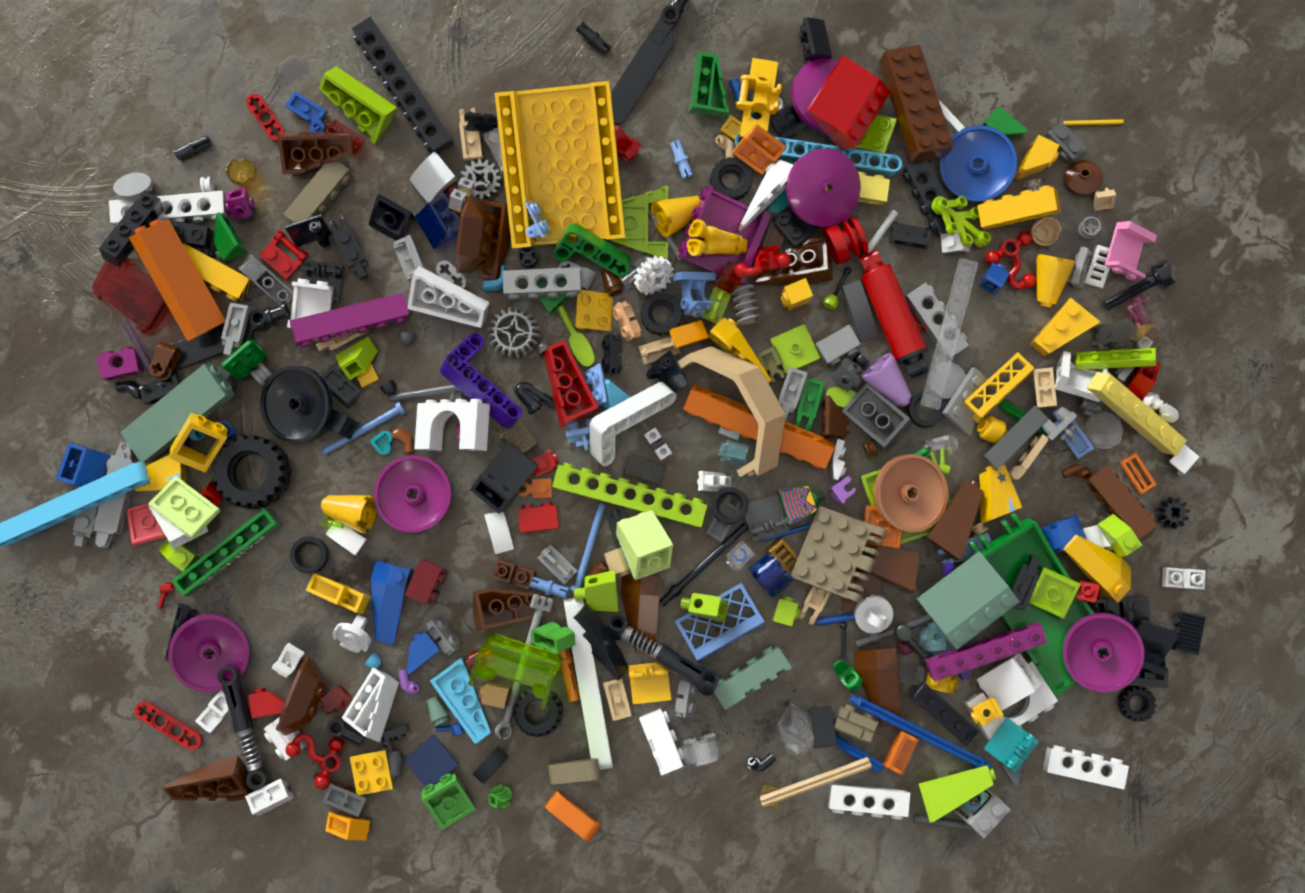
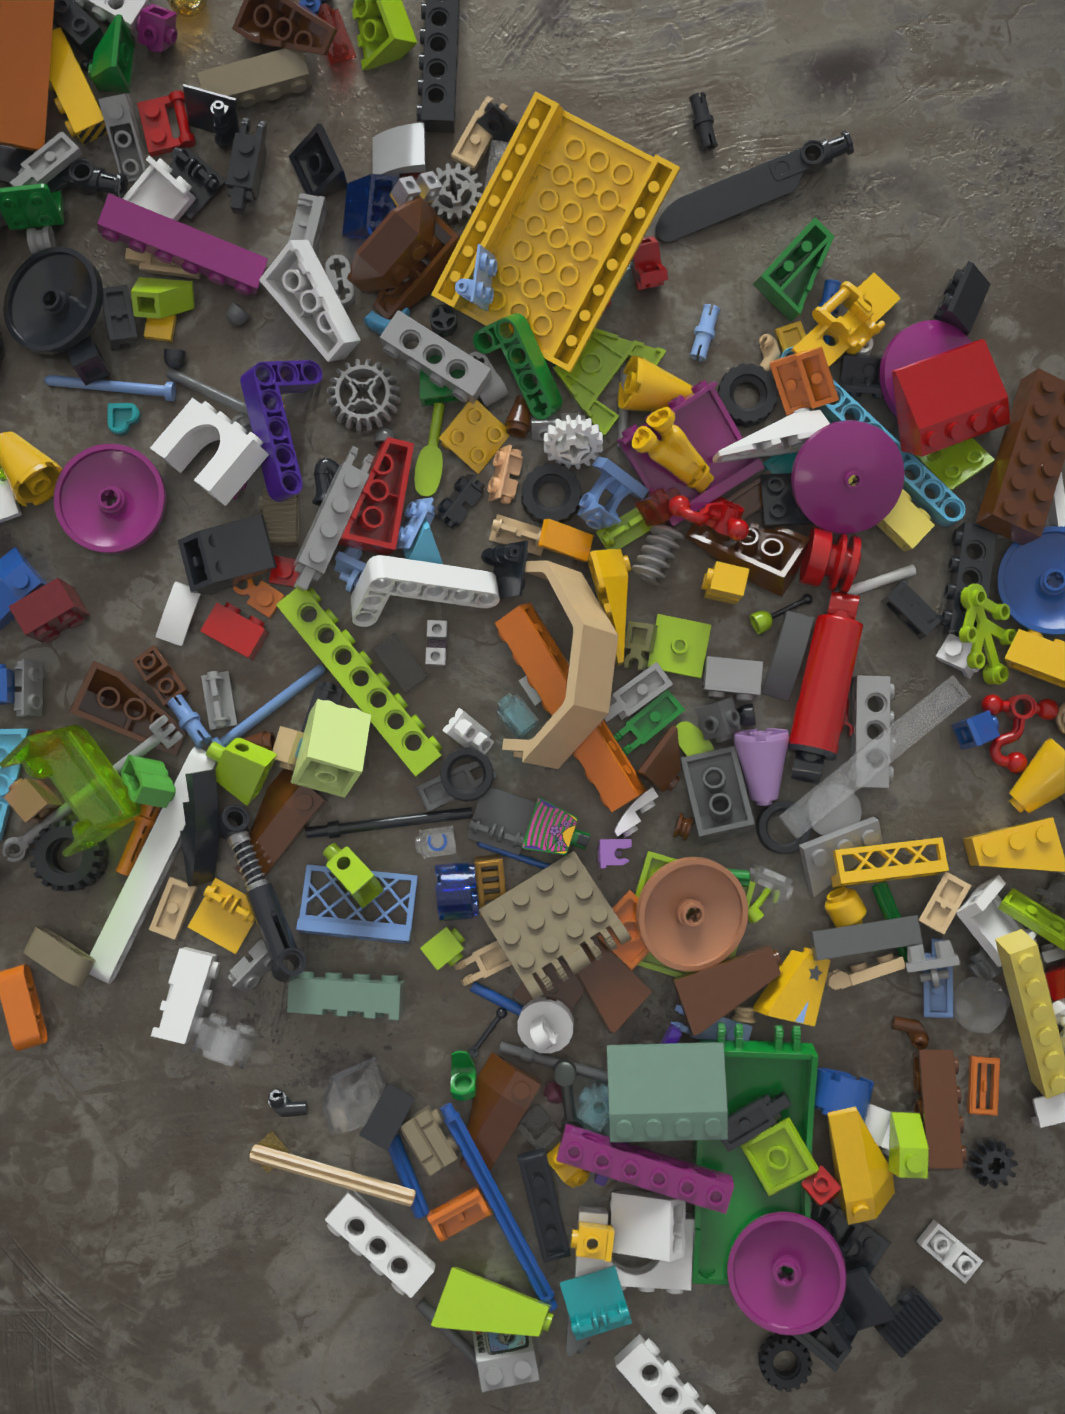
camera: 30 degrees right, 0 degrees up
(406, 438) = (151, 429): dark orange arm -> none
(549, 416) = (331, 519): none -> light grey hinge

